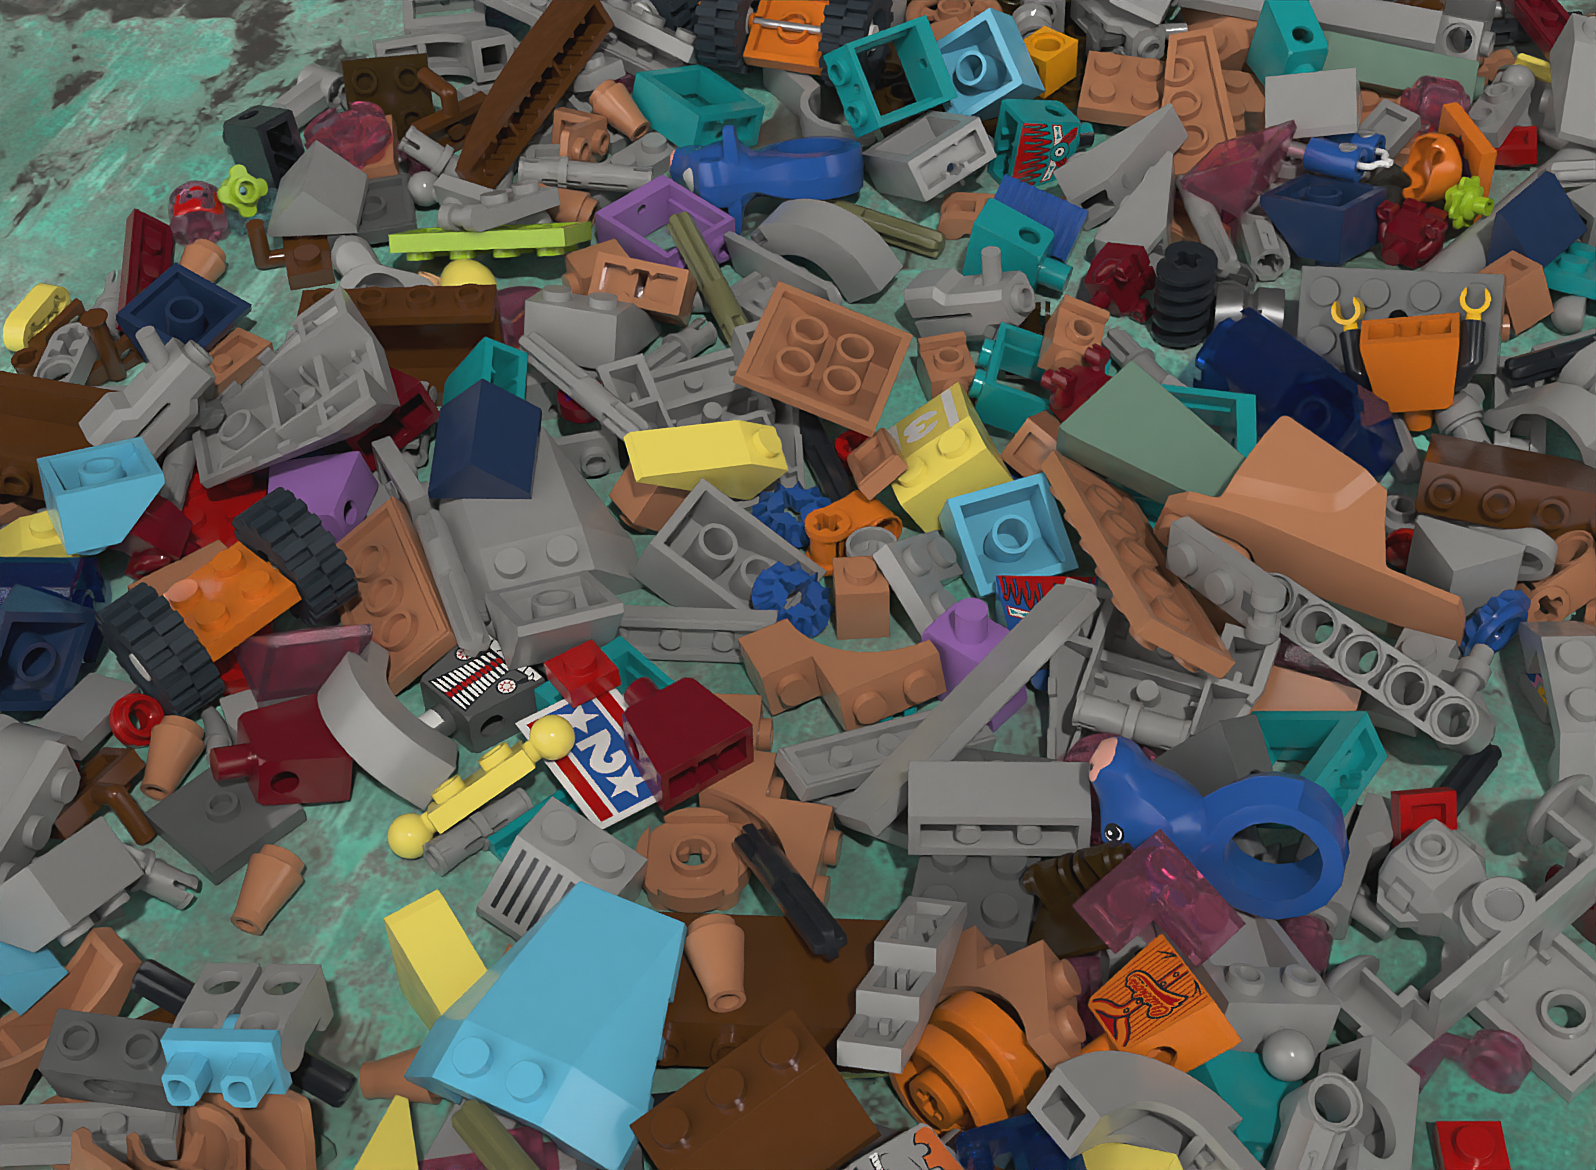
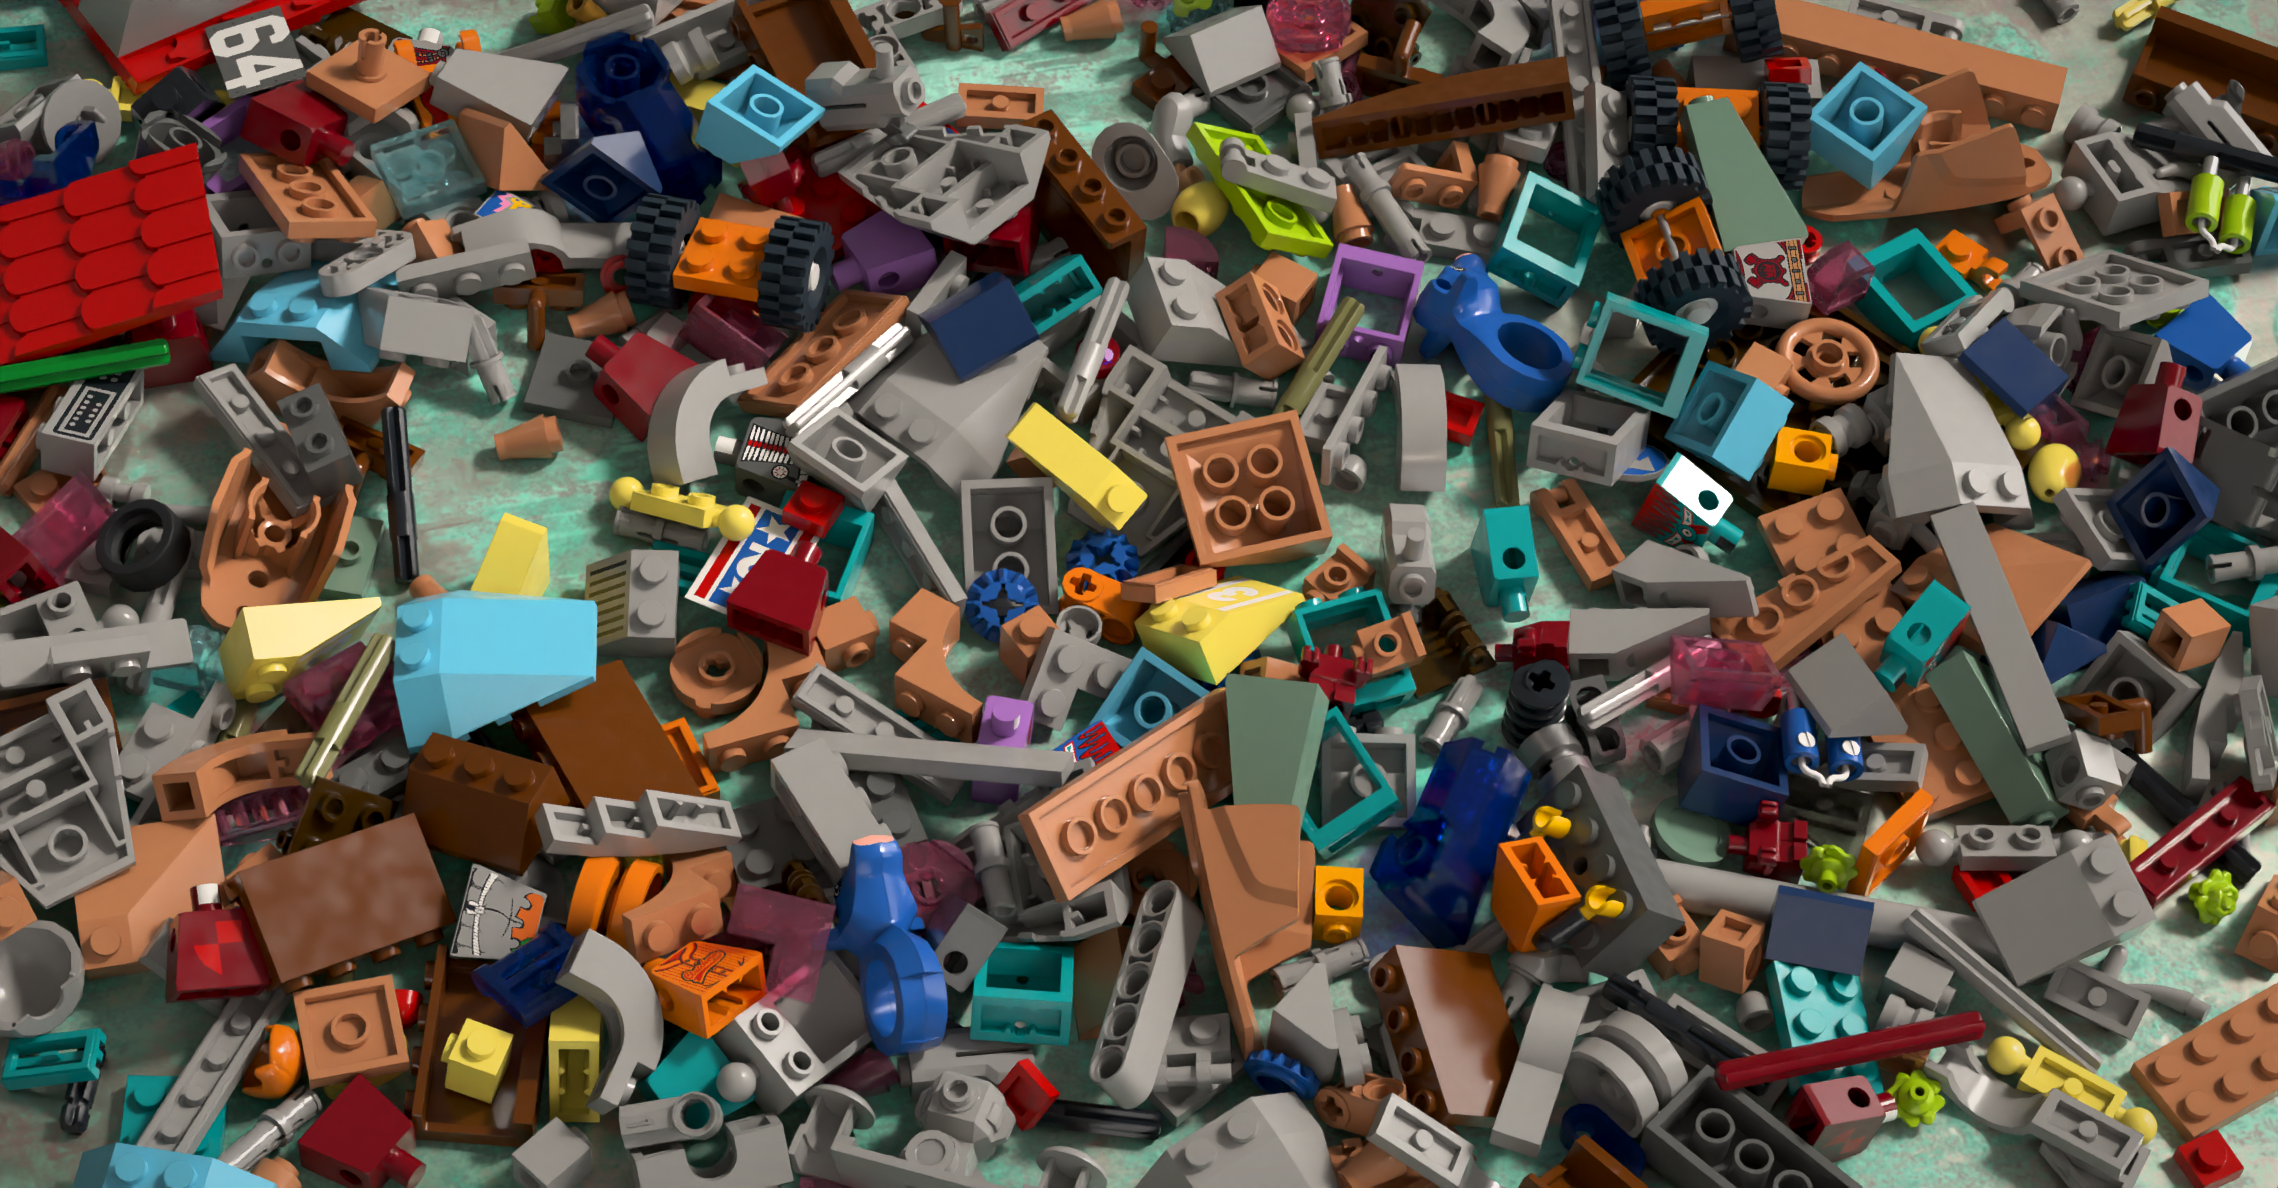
camera: 50 degrees right, 10 degrees up
(183, 308) = (1018, 46): dark blue slope -> none
(246, 1037) = (366, 489): hips -> none
(717, 957) = (588, 712): nougat cone -> none
(791, 892) = (689, 729): black axle -> none
(1051, 211) = (1566, 557): blue brick -> none
(1226, 579) = (1139, 857): light grey plate -> none
(1398, 547) = (1349, 991): red hinge -> none
(1429, 95) = (1956, 788): clear pink head -> none
(1432, 167) = (1854, 828): orange hair -> none

